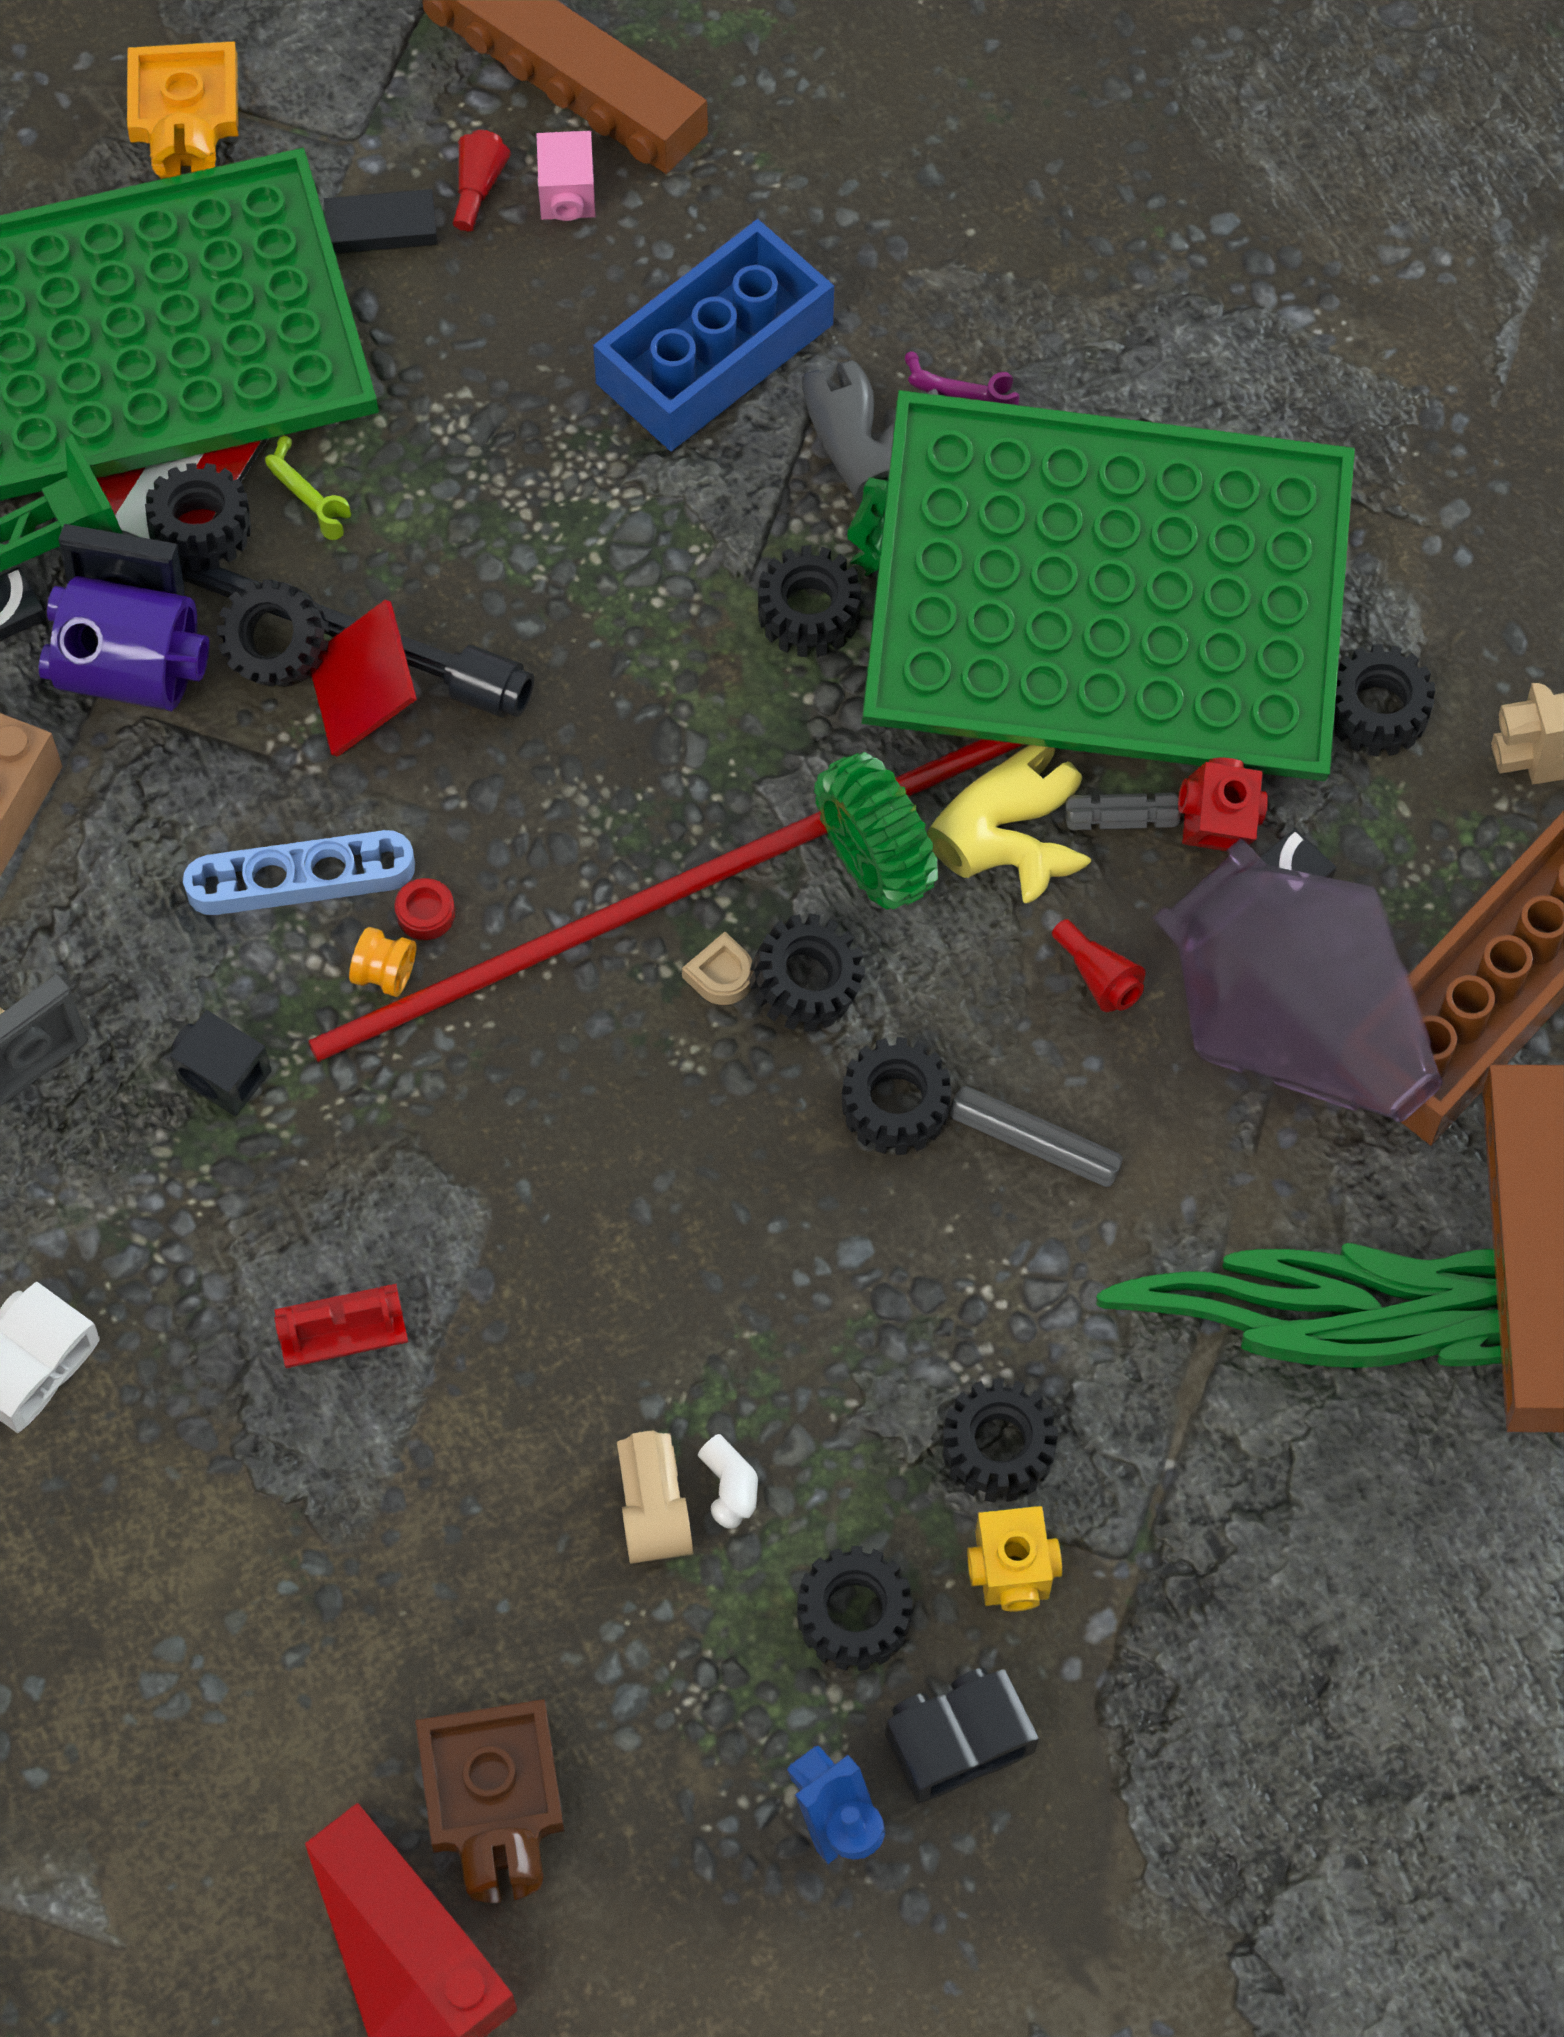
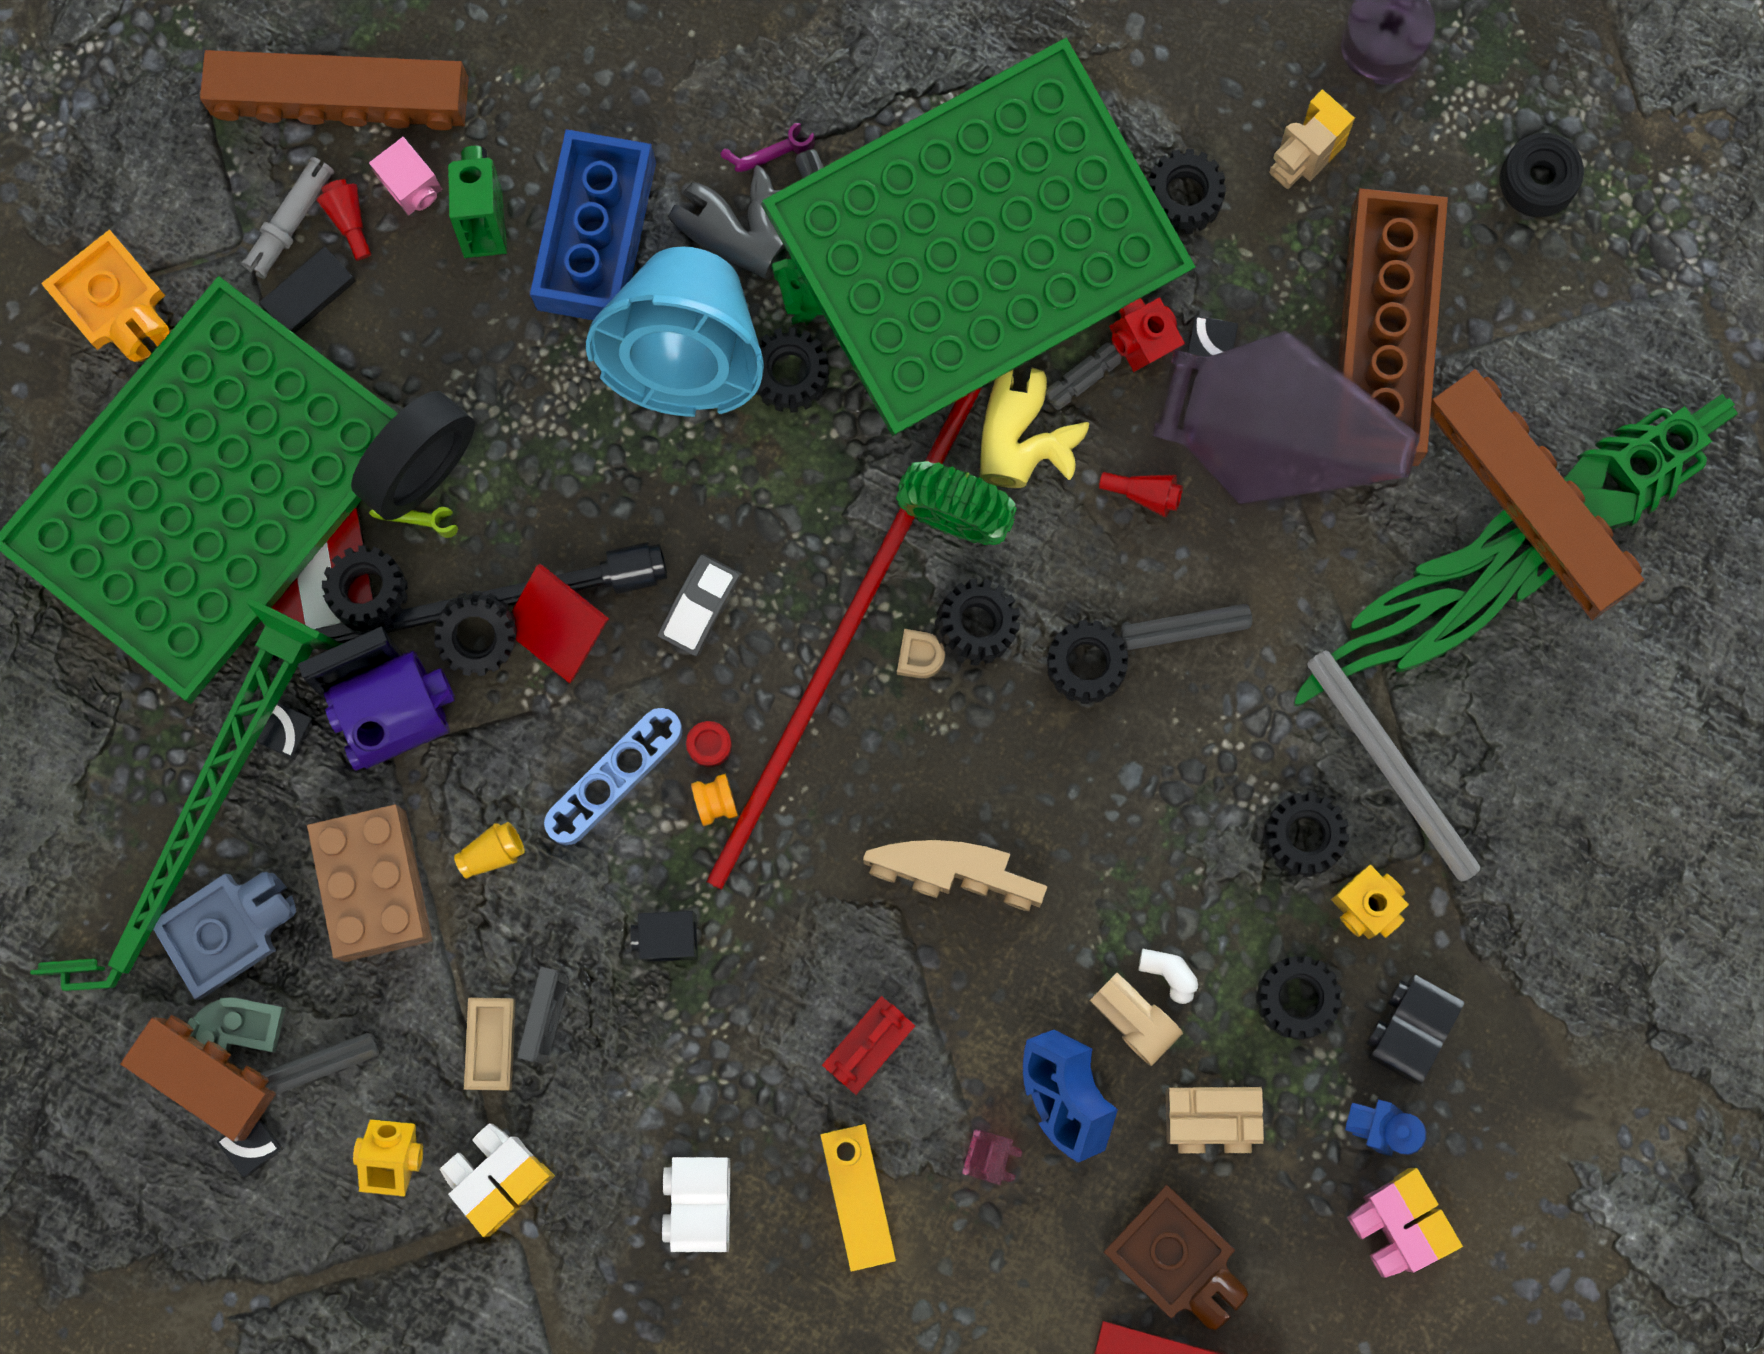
camera: 30 degrees left, 15 degrees up
(112, 855) = (491, 850): none -> yellow cone
(200, 1474) = (858, 1197): none -> yellow piece
(342, 377) = (412, 455): none -> black tyre
(372, 1529) = (989, 1157): none -> clear pink tile
(399, 147) = (278, 232): none -> light grey pin
(509, 1519) = (1065, 1095): none -> blue brick
(529, 760) = (699, 604): none -> slope
(577, 1194) = (936, 863): none -> tan slope
(612, 242) = (476, 204): none -> green torso
(655, 1667) = (1214, 1117): none -> tan brick
(709, 477) = (679, 336): none -> medium azure cone
(789, 1942) = (1393, 1207): none -> bright pink hips
(1156, 1437) = (1394, 766): none -> light grey axle

